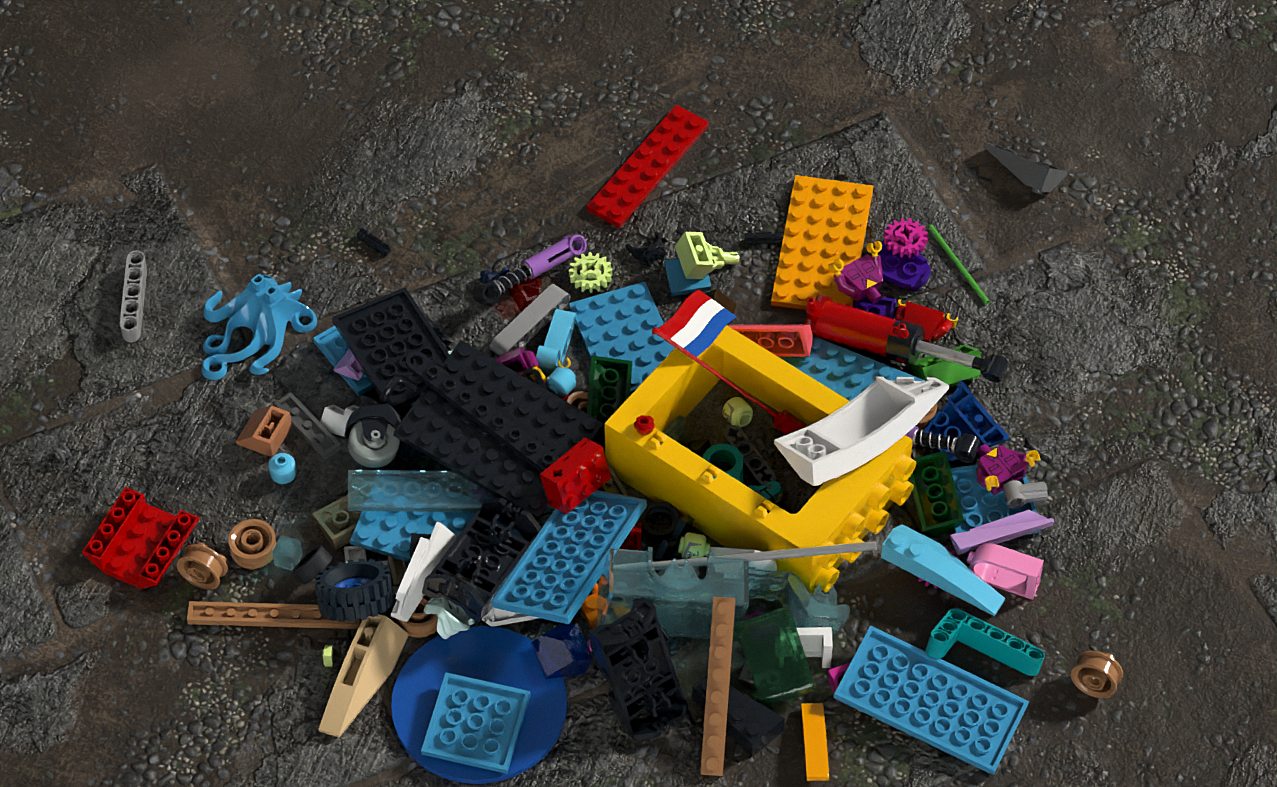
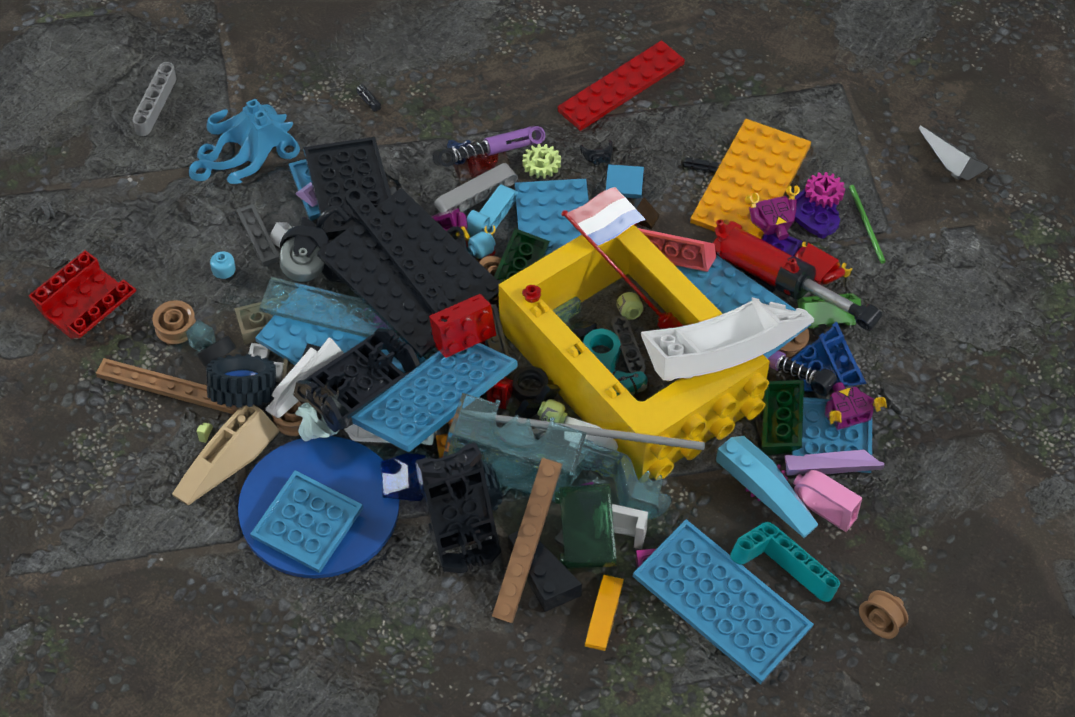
camera: 15 degrees right, 0 degrees up
(202, 566) = (123, 330): medium nougat wheel -> none
(266, 430) = (221, 231): nougat slope -> none
(700, 257) = (639, 168): yellowish green brick -> none
(1019, 494) = (859, 433): light grey piece -> none

